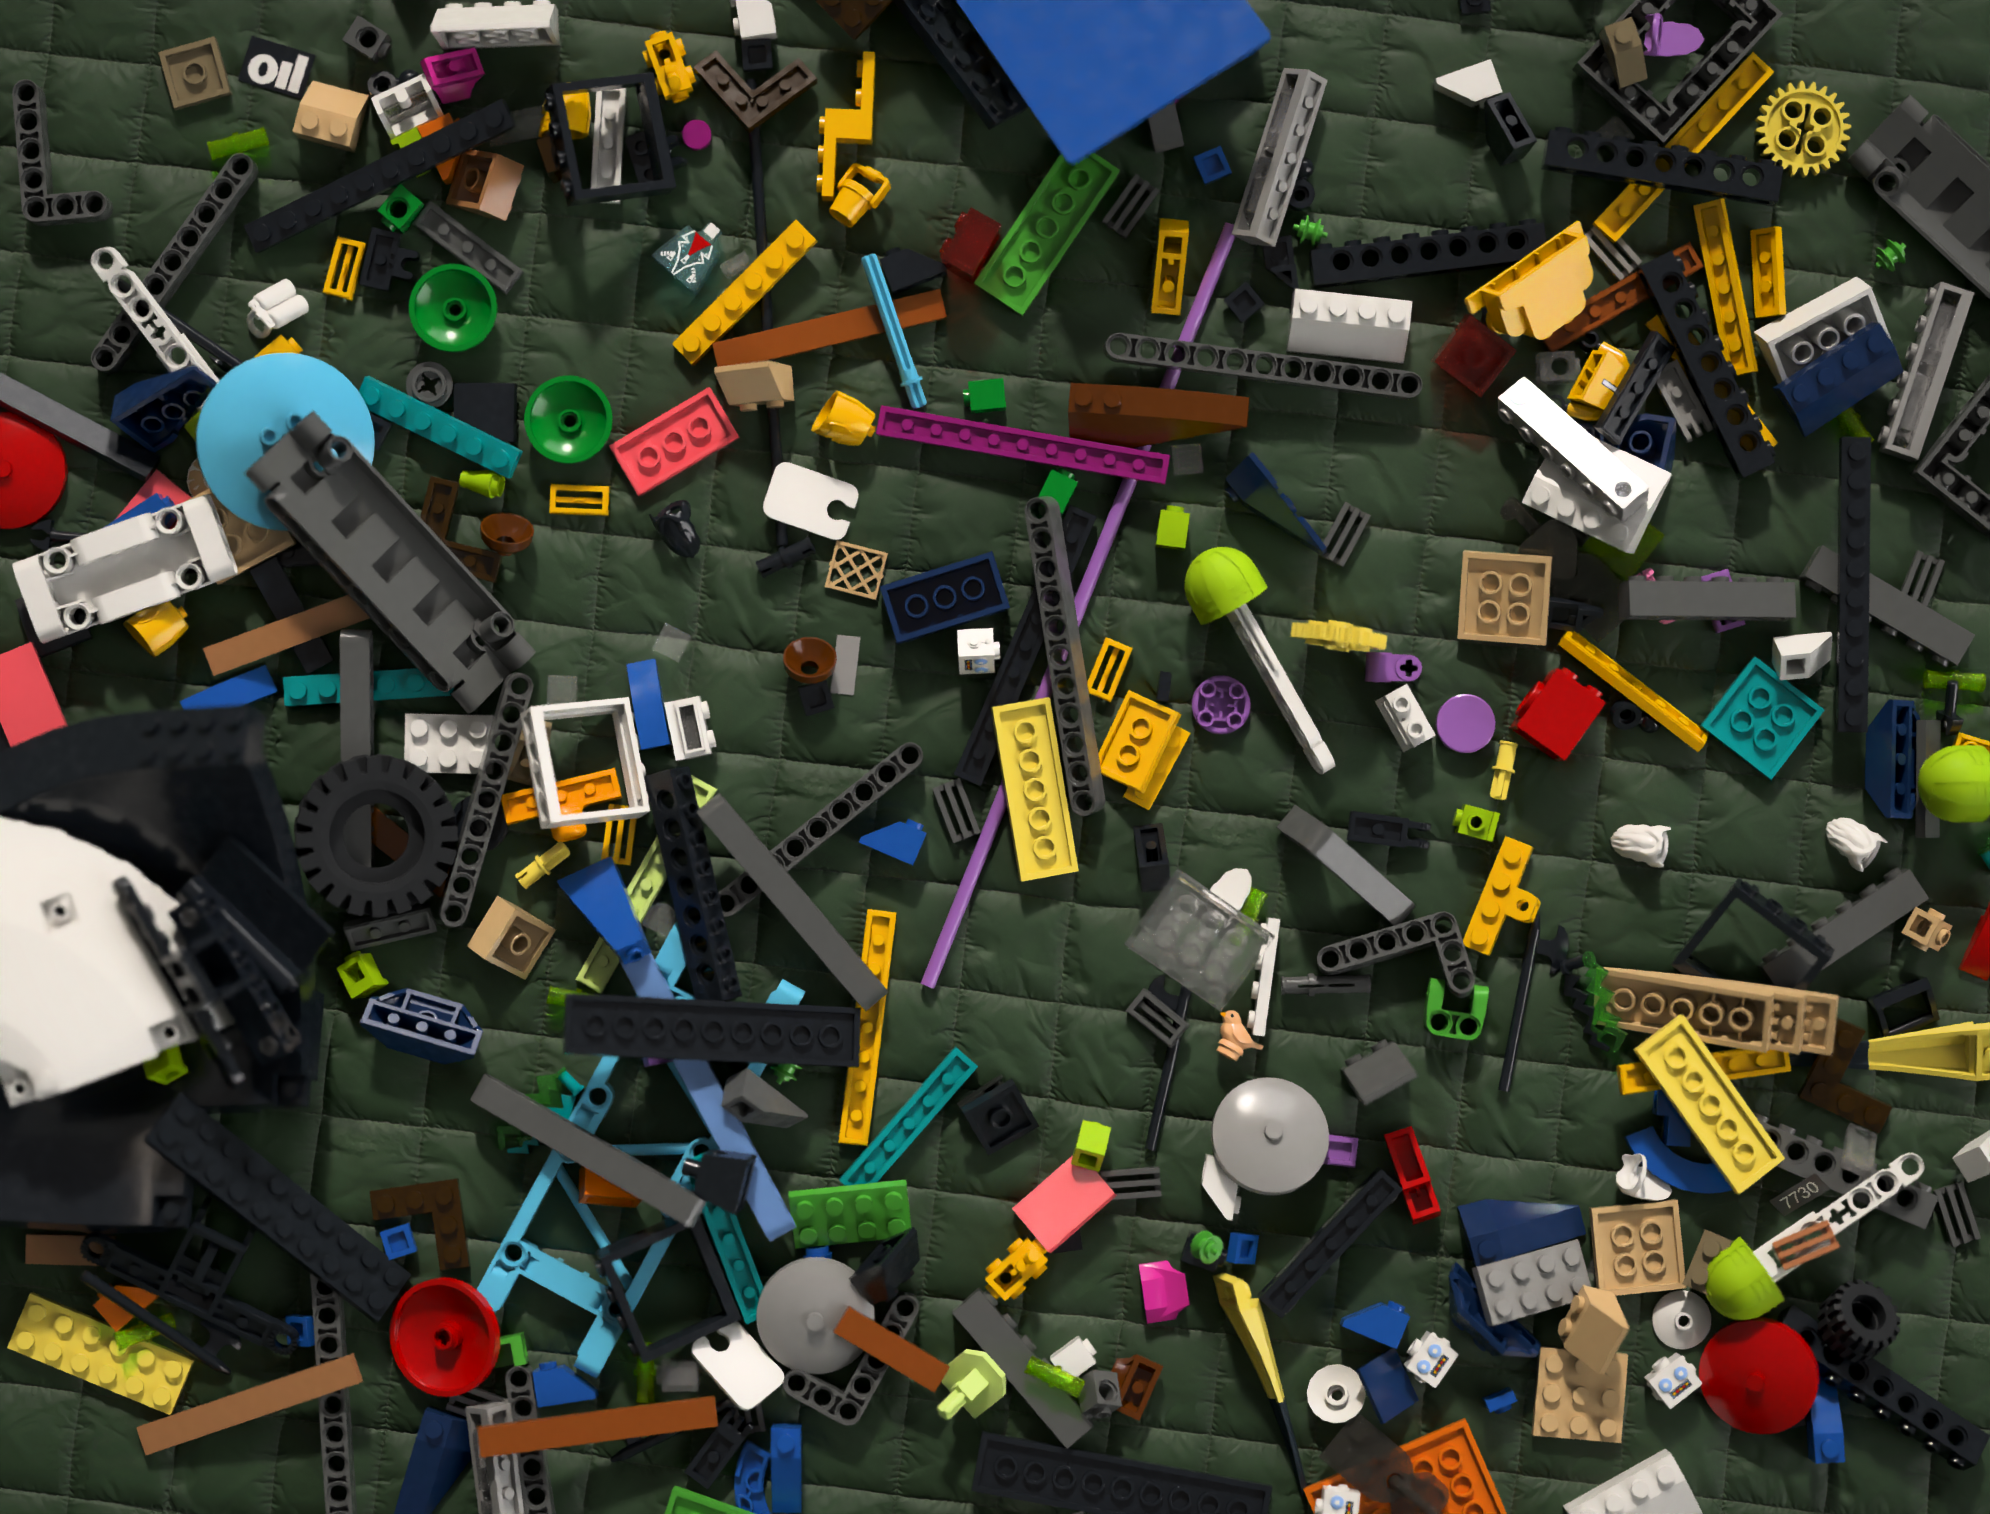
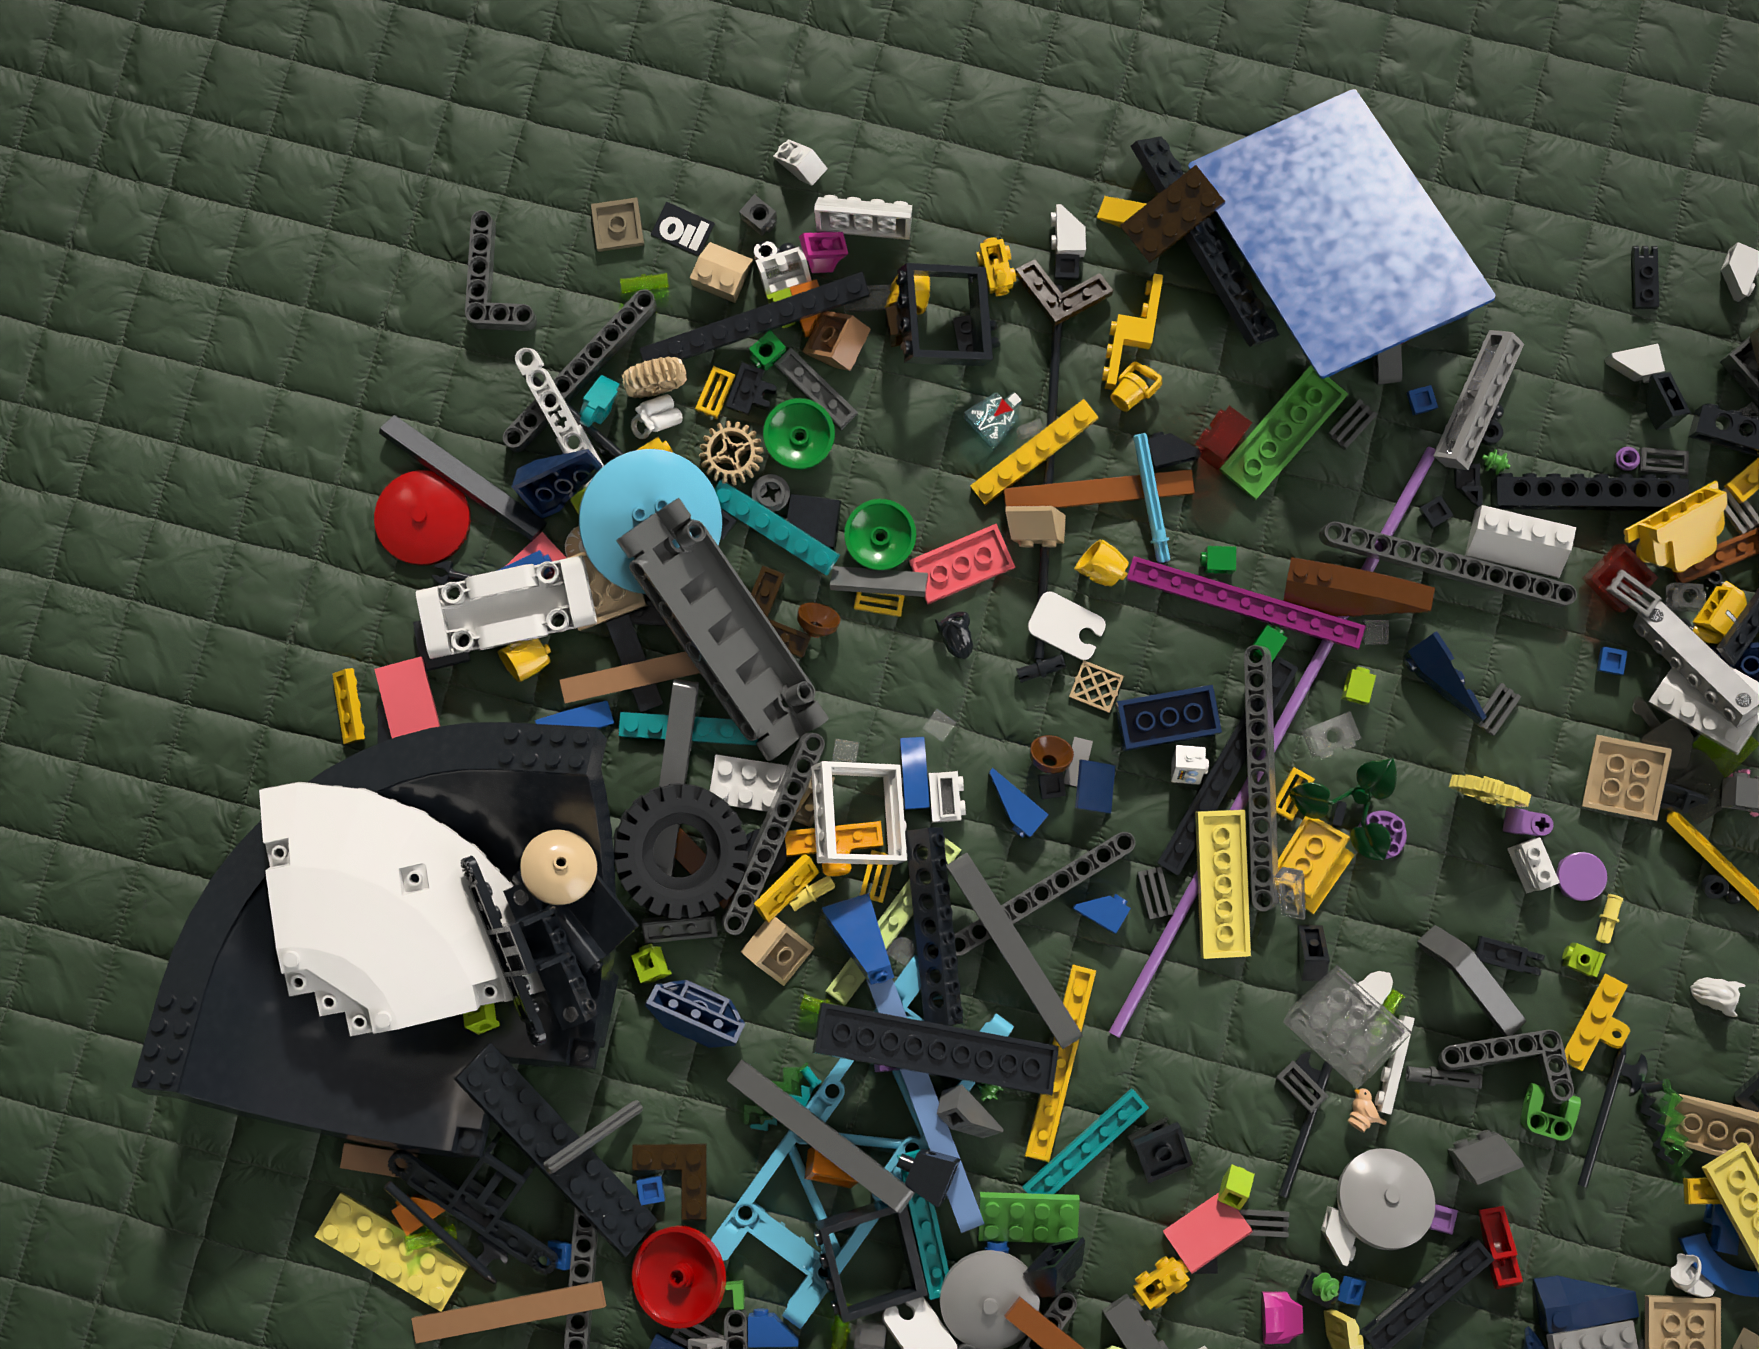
camera: 10 degrees right, 5 degrees down
(201, 300) = (598, 401): none -> teal piece
(227, 895) = (555, 883): none -> tan dish
(266, 261) = (654, 377): none -> tan gear
(319, 1186) = (592, 1137): none -> dark grey axle
(387, 363) = (721, 457): none -> tan gear
(483, 482) = (804, 576): lime cone -> none
(511, 863) = (786, 888): none -> yellow plate
(575, 477) = (879, 581): none -> dark grey tile
(608, 139) = (940, 316): white plate -> none
(696, 135) = (1010, 323): magenta tile -> none
(779, 730) = (1020, 810): none -> blue slope
(867, 692) = (1095, 786): none -> dark blue piece
(1117, 788) = (1291, 892): none -> clear slope
(1128, 593) = (1346, 733): none -> clear brick
(1170, 266) = (1380, 475): yellow slope -> none
(1198, 645) = (1373, 779): none -> dark green plant
(1221, 585) = (1401, 735): piece -> none
(1475, 197) = (1632, 454): none -> medium lavender plate
(1476, 457) = (1612, 661): none -> blue plate
(1480, 383) = (1616, 582): none -> light grey tile
(1491, 204) = (1660, 470): none -> dark grey tile
(1557, 713) = (1661, 878): red brick -> none

